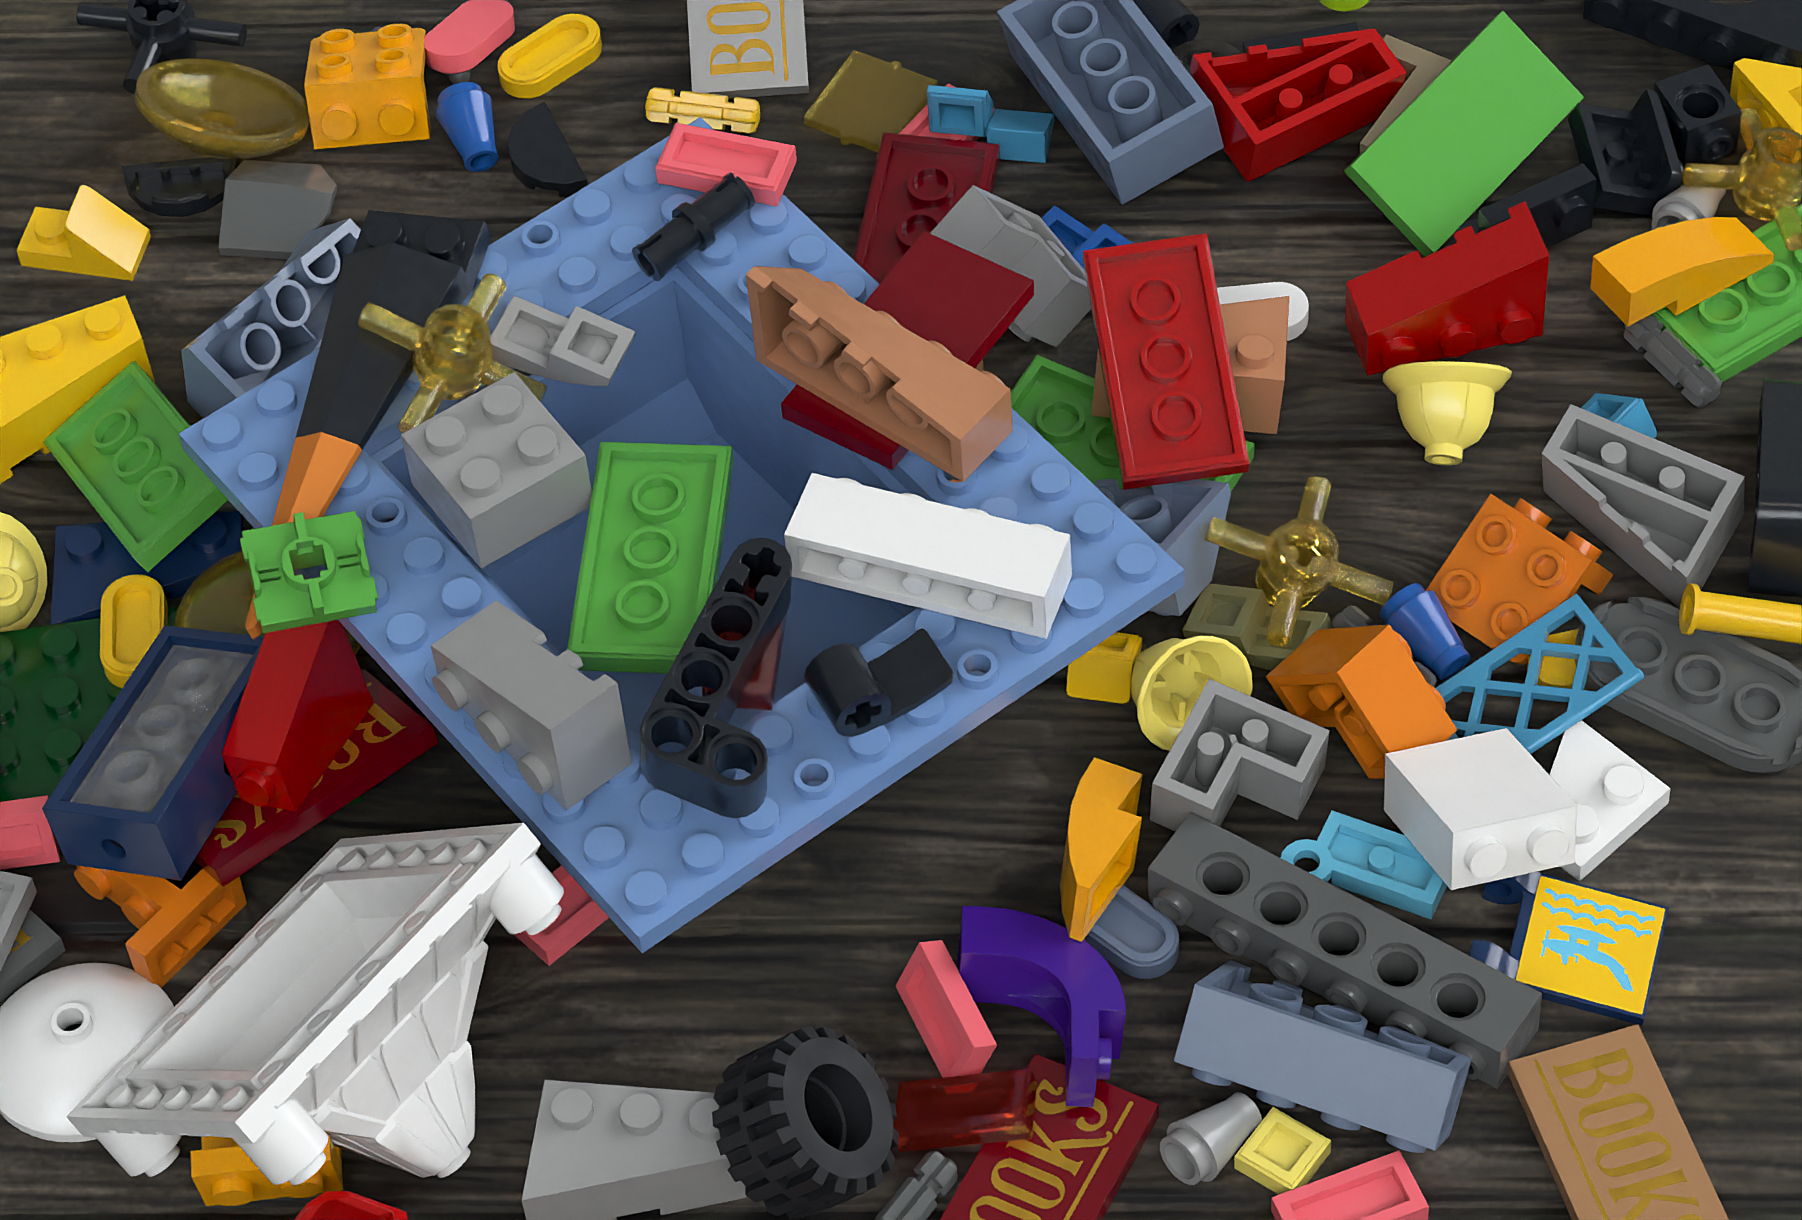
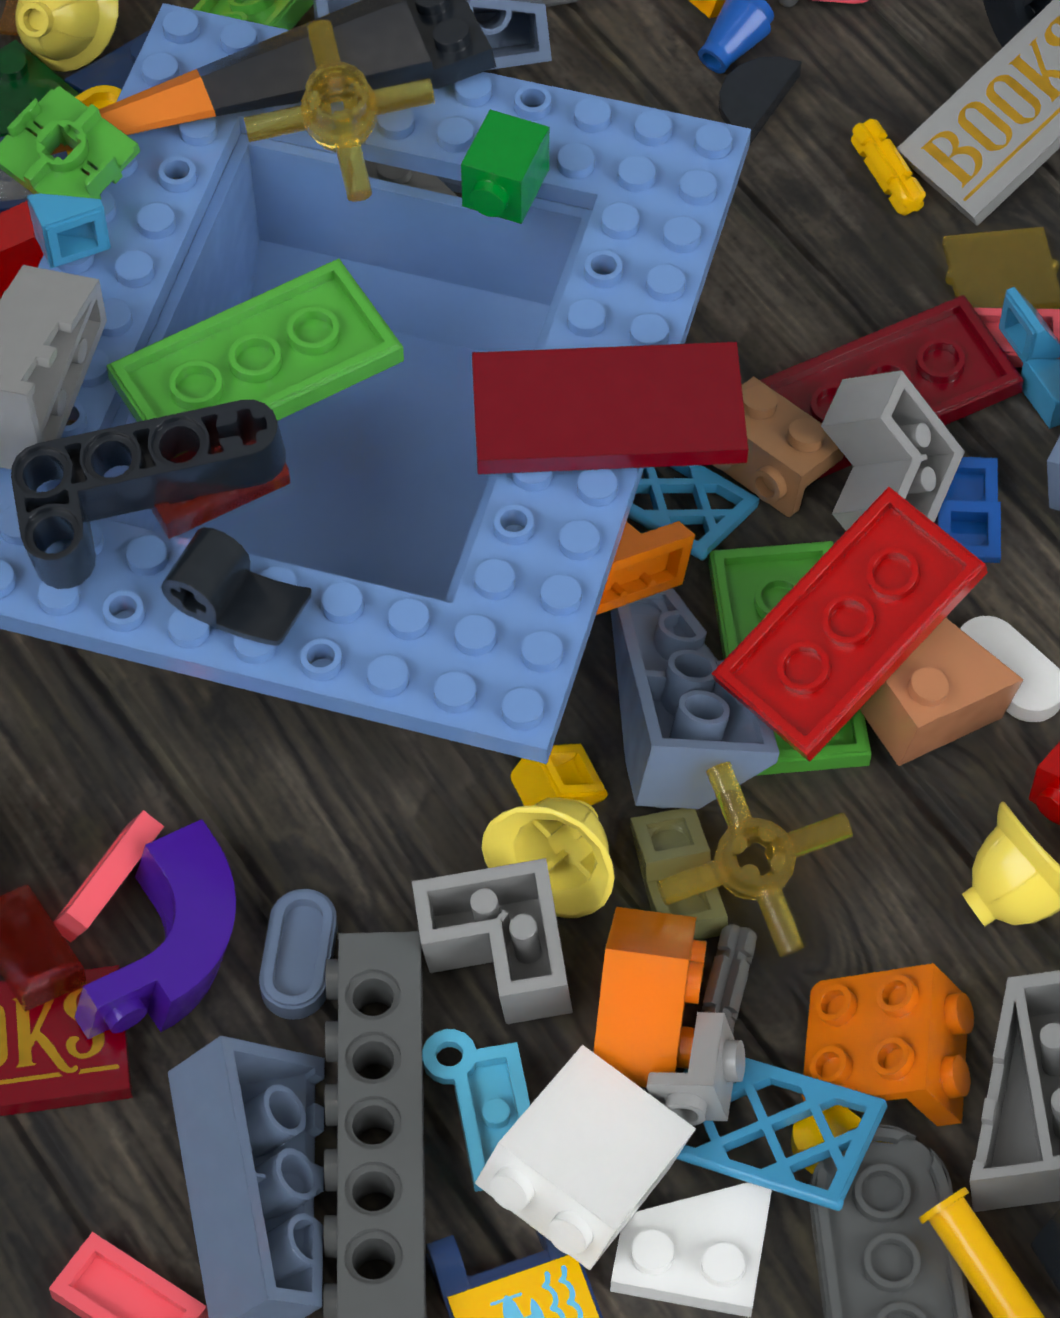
camera: 50 degrees right, 5 degrees up
(394, 609) = (68, 227): none -> dark azure slope
(497, 469) = (247, 206): light grey brick -> none
(549, 56) = (857, 39): yellow tile -> none
(562, 349) = (420, 172): light grey slope -> none
(614, 277) = (505, 166): none -> green brick
(693, 226) = (609, 185): black pin -> none
(701, 157) = (701, 171): coral tile -> none
(877, 369) = (538, 386): nougat wedge -> none
(929, 554) = (390, 549): white brick -> none
(1099, 843) = (335, 881): light orange slope -> none
(1207, 1140) = (121, 1148): light grey cone -> none
(1282, 1153) = (151, 1216): light yellow tile -> none
(1427, 629) = (771, 1004): blue cone -> none
(1464, 691) = (713, 1067): none -> light grey bracket

